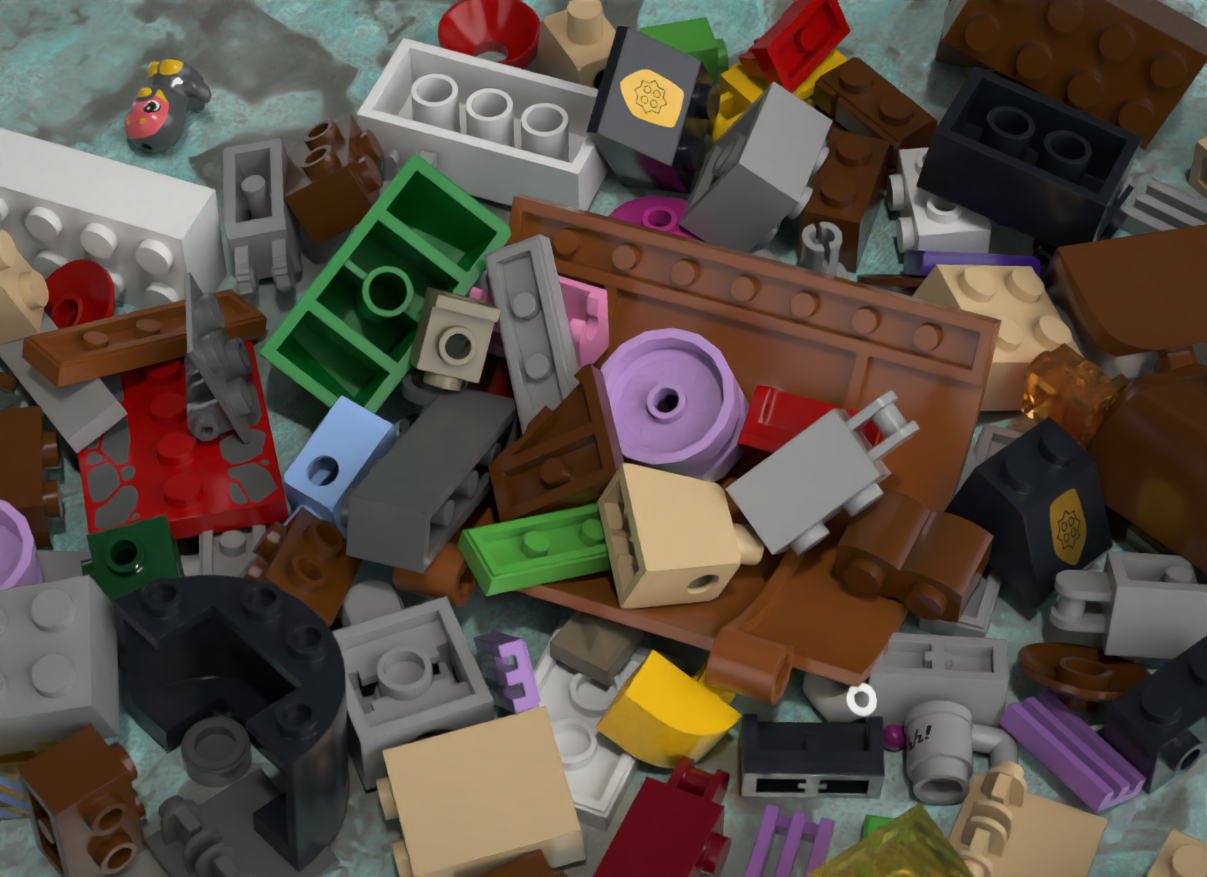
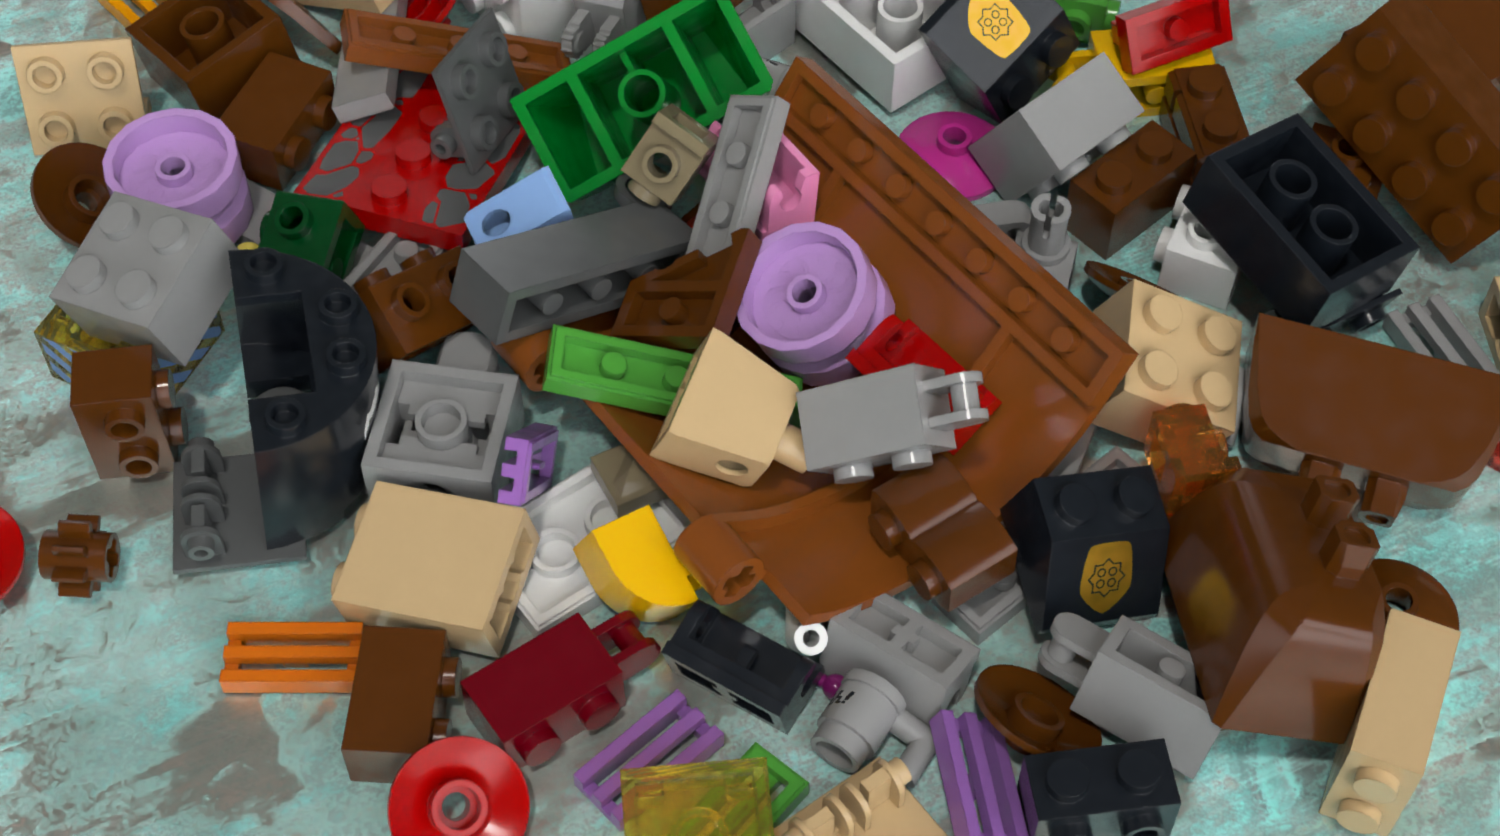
camera: 30 degrees right, 5 degrees up
(922, 262) = (1187, 287): dark purple tile -> none

